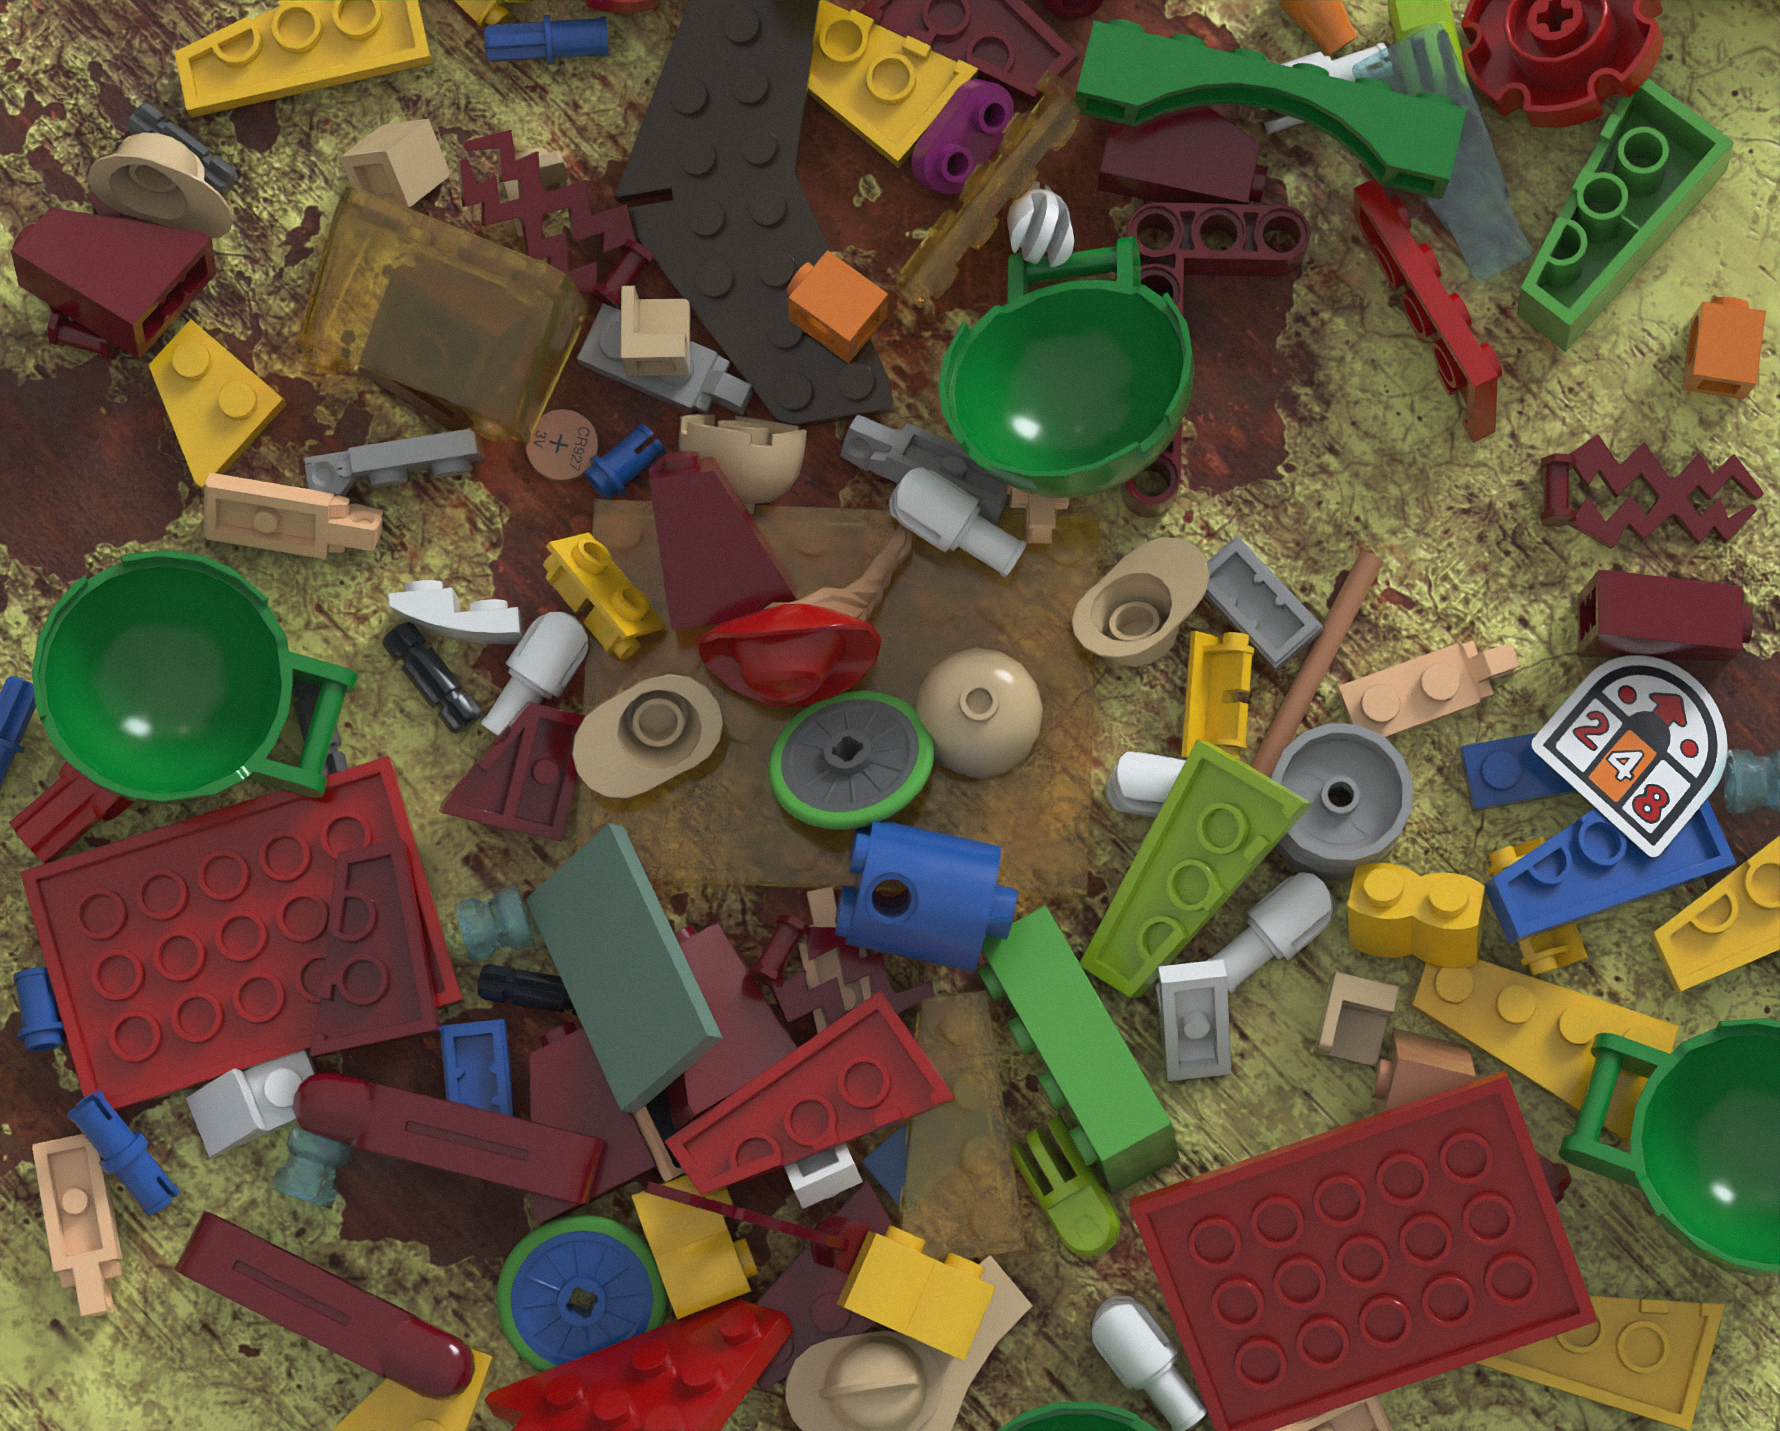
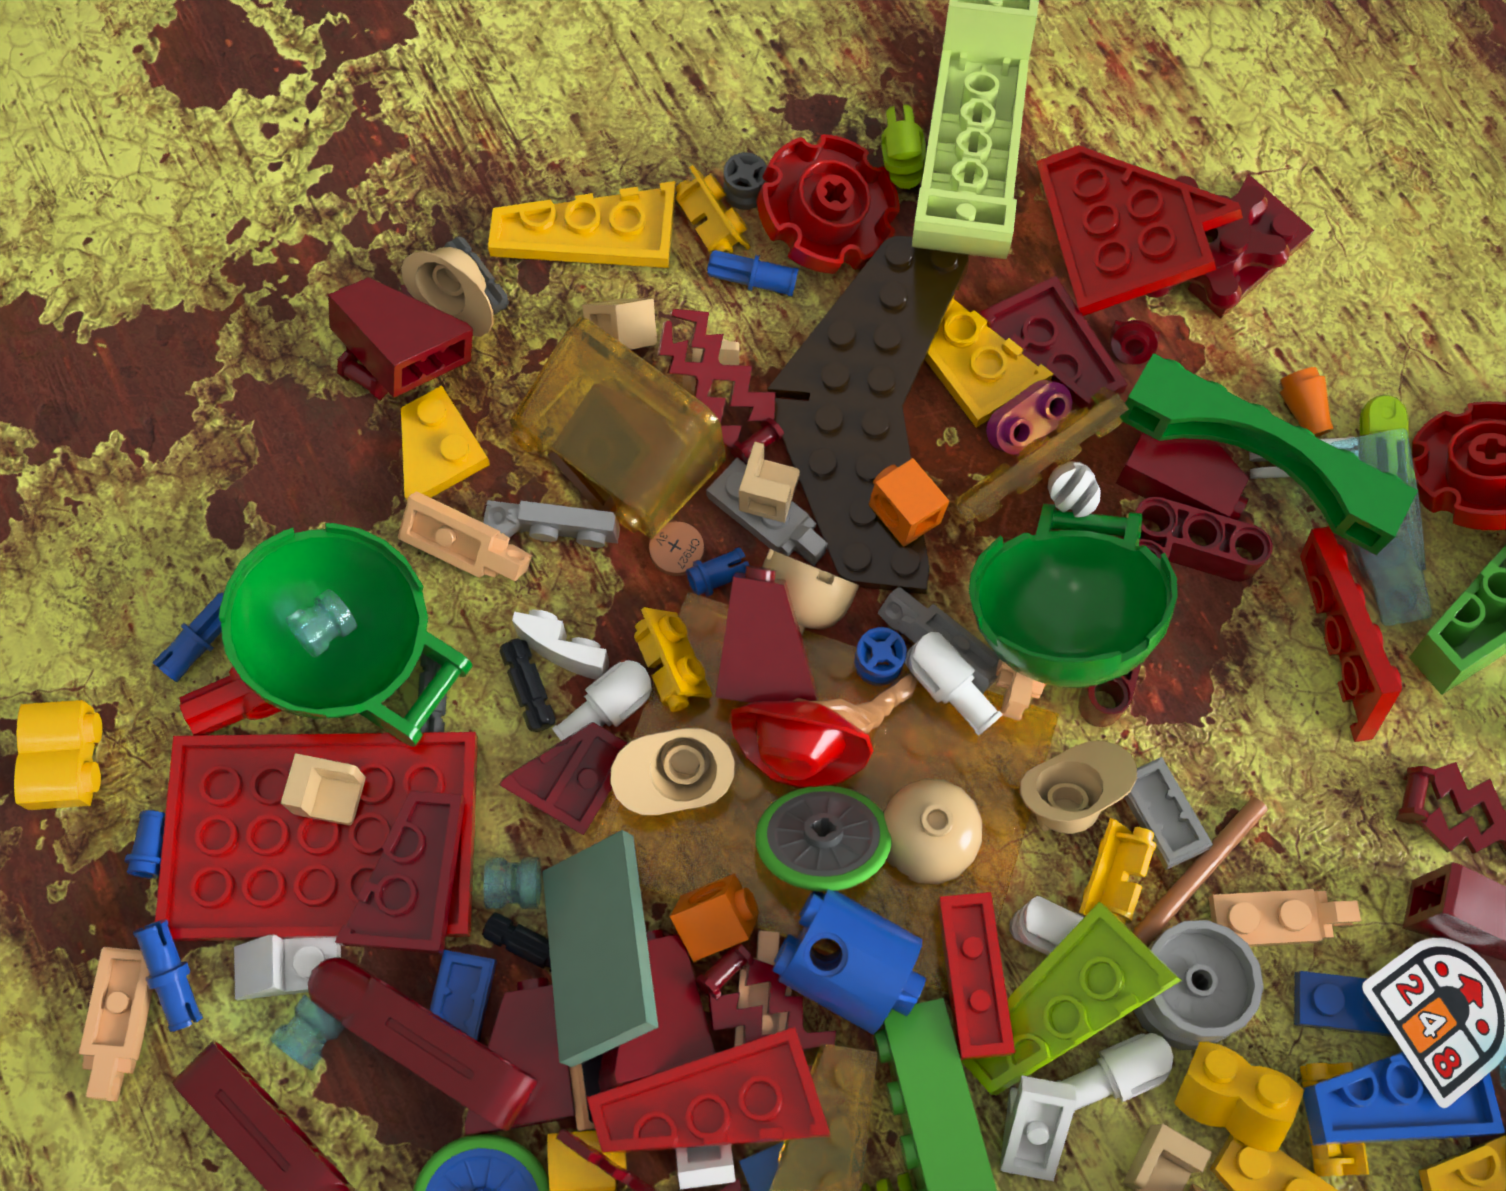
camera: 10 degrees right, 10 degrees down
(155, 680) = (321, 624): none -> clear light blue wheel
(232, 882) = (323, 789): none -> tan panel
(750, 891) = (715, 917): none -> orange brick
(861, 503) = (884, 646): none -> blue wheel
(1075, 868) = (975, 976): none -> red plate

